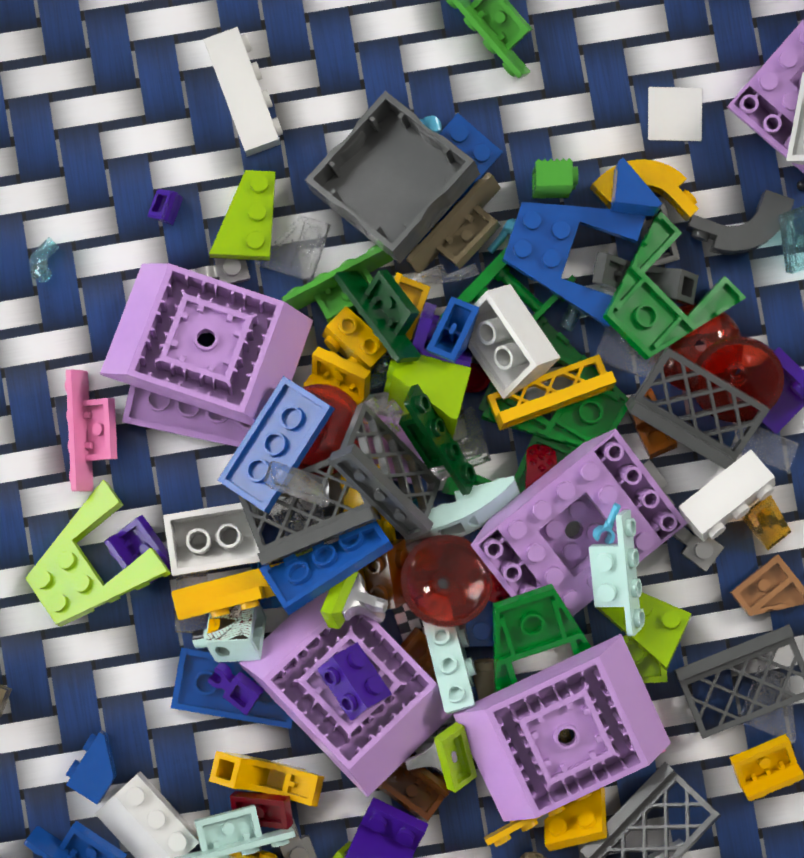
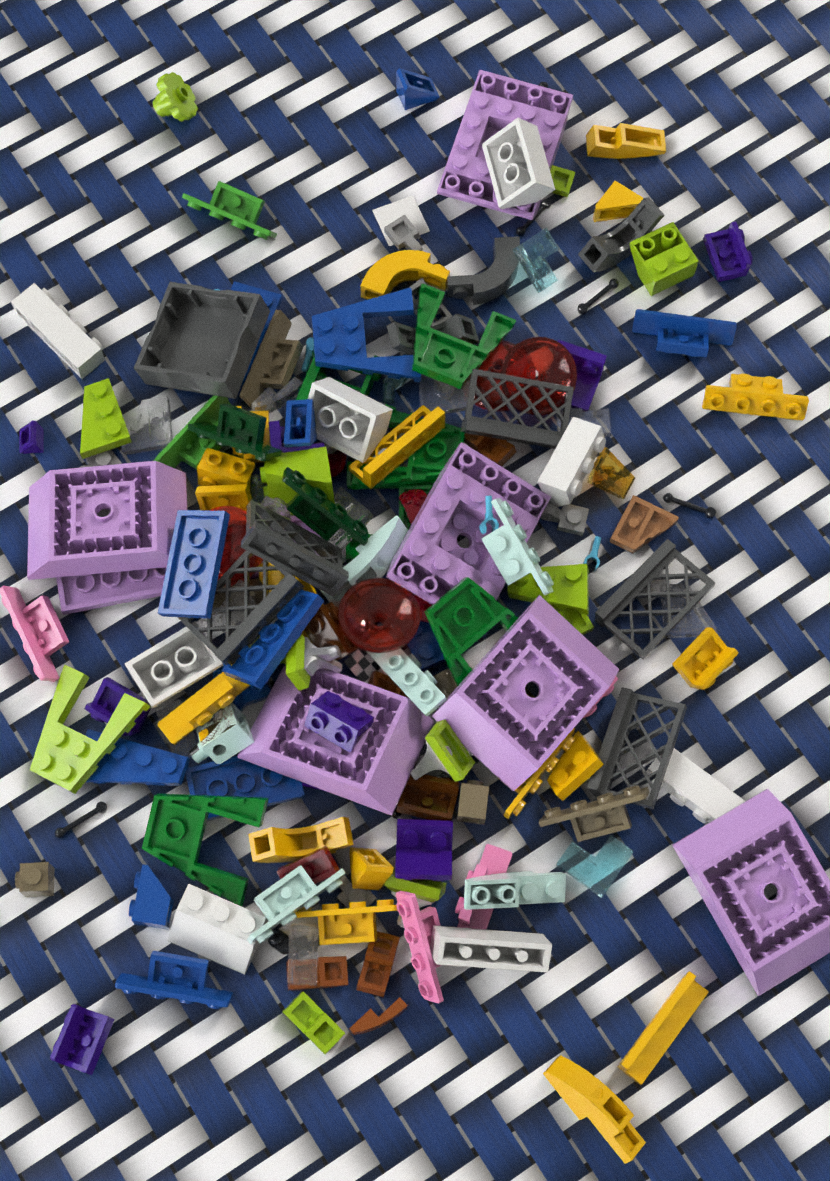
camera: 20 degrees left, 15 degrees down
(82, 647) = (101, 807): none -> black hinge
(137, 622) = (138, 763): none -> blue wing
(147, 712) = (177, 832): none -> green wing
(239, 689) = (247, 777): dark purple plate -> none
(297, 483) = (223, 581): clear slope -> none
(323, 833) = (368, 868): none -> yellow slope
(457, 813) = (473, 802): none -> dark tan brick
(554, 178) = (328, 290): bright green brick -> none
(631, 193) = (394, 275): blue slope -> none
(668, 136) = (403, 234): none -> light grey plate
(706, 598) = (594, 553): none -> medium azure hand

